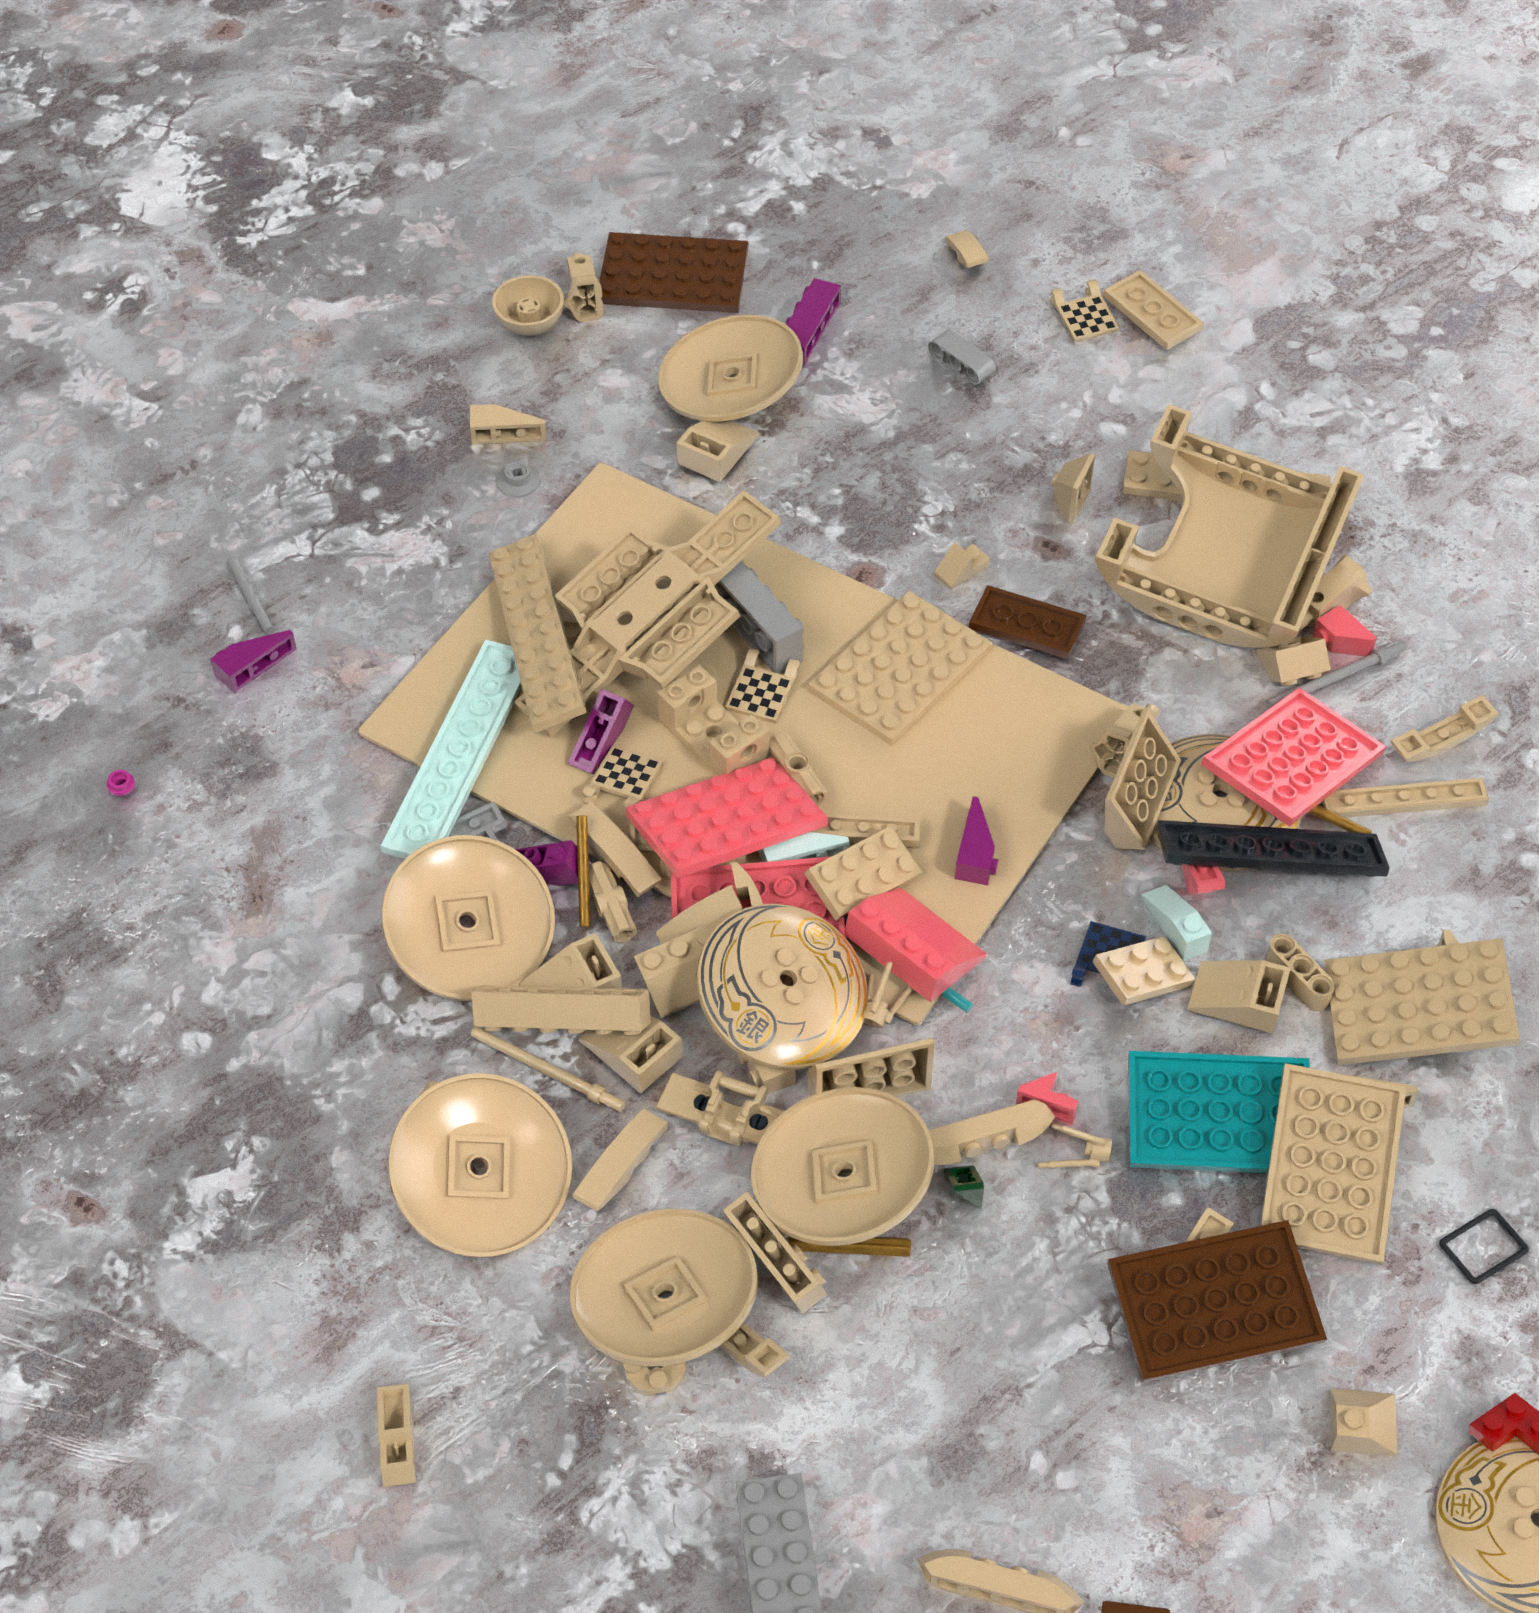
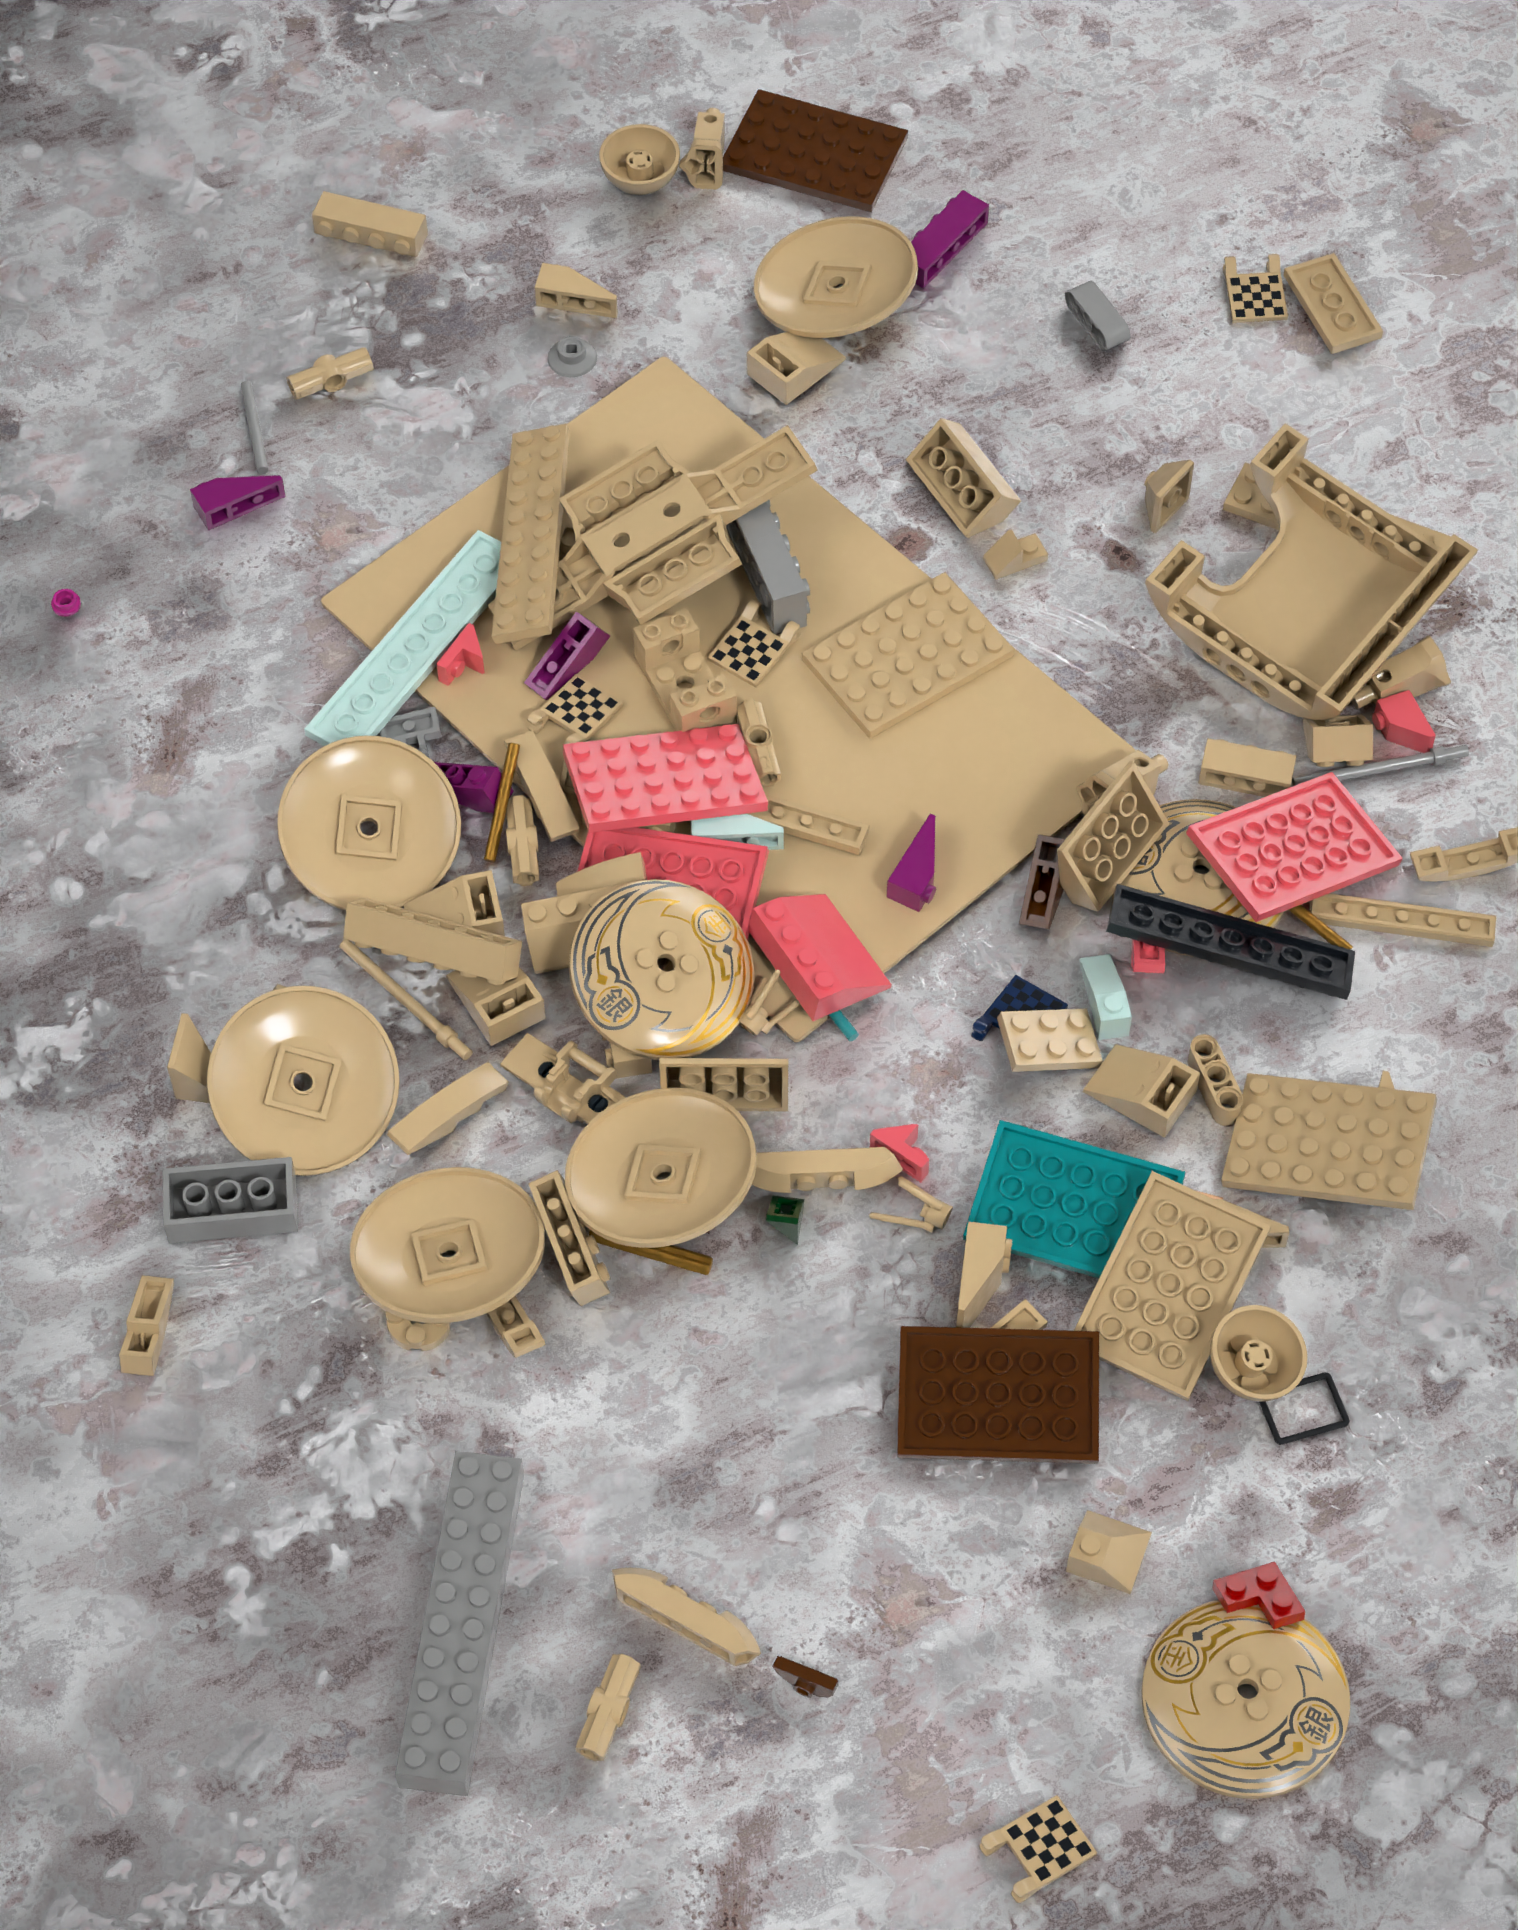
camera: 15 degrees right, 5 degrees up
(303, 404) = (370, 224): none -> tan brick
(306, 535) = (330, 373): none -> tan piece
(368, 1175) = (189, 1063): none -> tan slope
(442, 1294) = (229, 1200): none -> light grey brick
(505, 749) = (462, 653): none -> coral slope
(745, 886) = (656, 856): tan slope -> none
(862, 872) = (785, 868): tan plate -> none
(895, 511) = (962, 478): none -> tan slope
(968, 249) = (1149, 188): tan slope -> none
(1027, 622) = (1063, 634): reddish brown plate -> none
(1090, 834) = (1043, 885): none -> reddish brown slope
(1157, 1184) = (984, 1261): none -> tan slope
(1226, 700) = (1246, 768): none -> tan brick
(1435, 1205) = (1271, 1347): none -> tan piece

